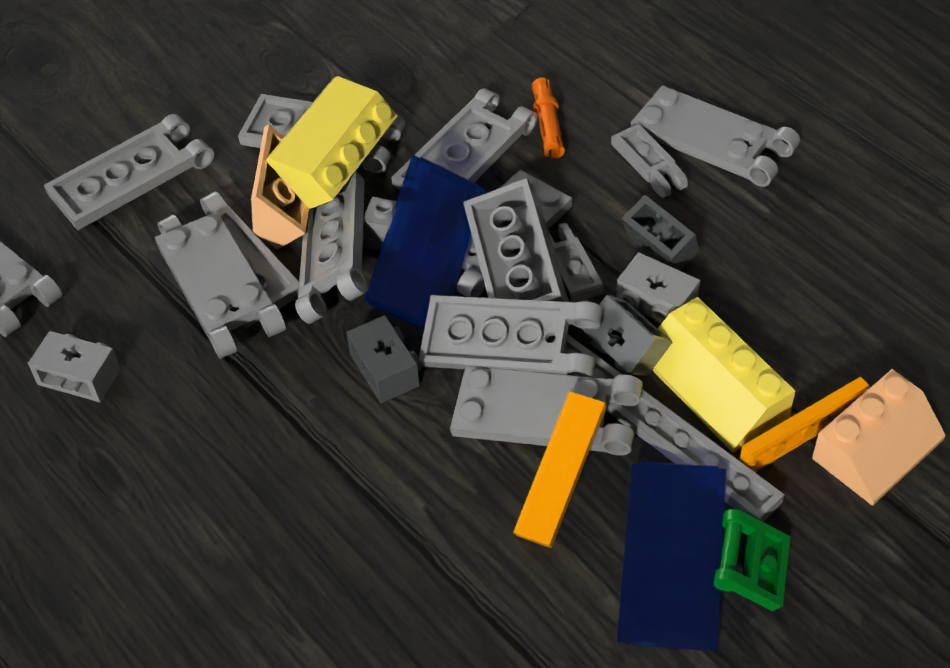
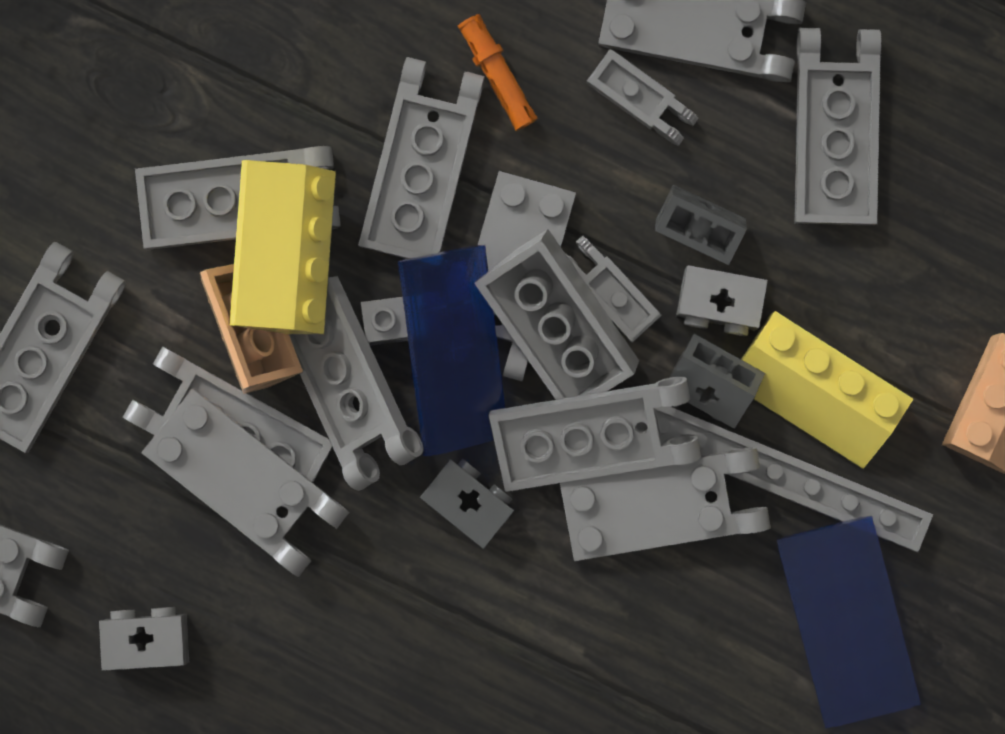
camera: 25 degrees left, 35 degrees up
(560, 469) = (710, 576): light orange tile -> none
(764, 560) = (936, 601): green plate -> none
(795, 222) = (837, 133): none -> light grey hinge
(800, 427) = (928, 420): light orange tile -> none

